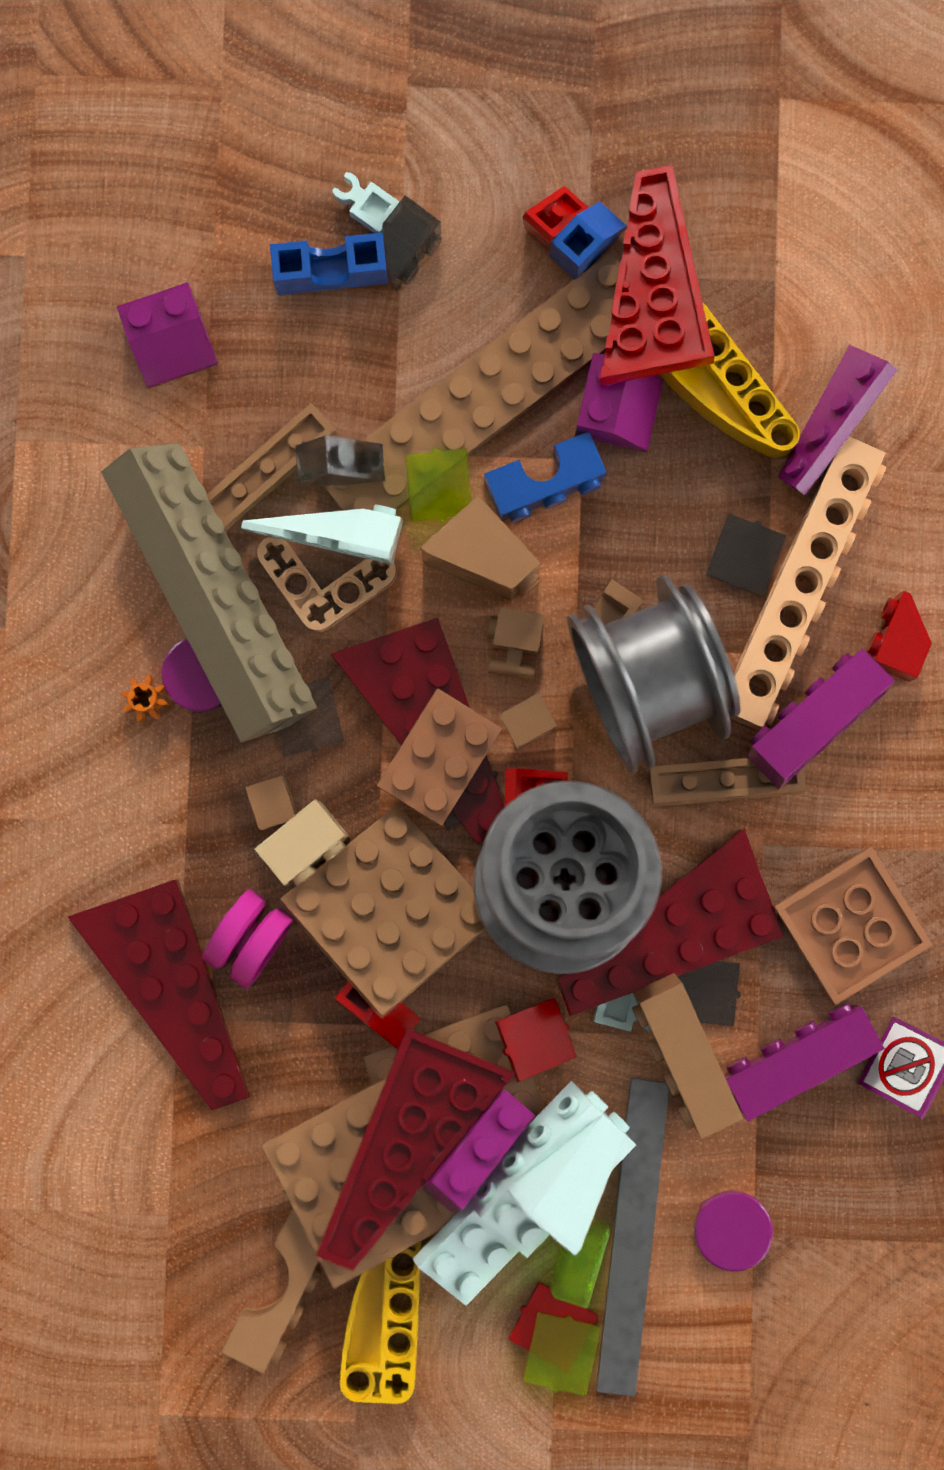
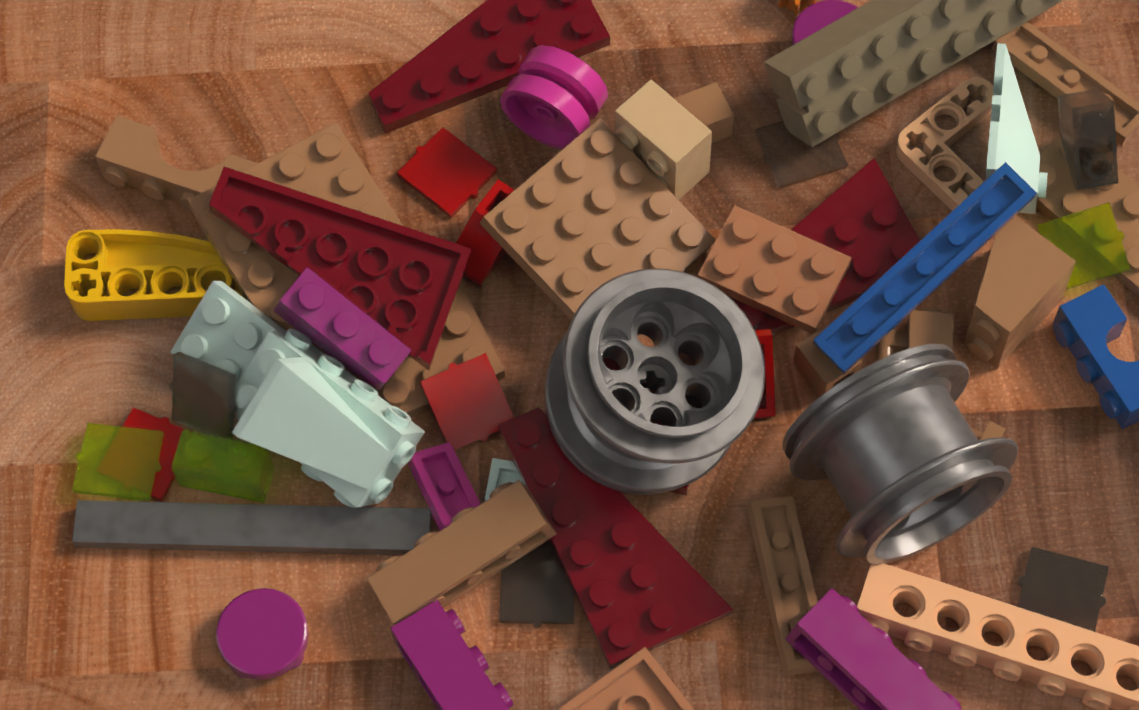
camera: 85 degrees right, 20 degrees down
(298, 1041) = (447, 172): none -> red piece
(471, 626) = (924, 268): none -> blue plate
(518, 1277) = (203, 396): none -> clear smoke piece
(615, 1064) = (443, 483): none -> dark pink plate

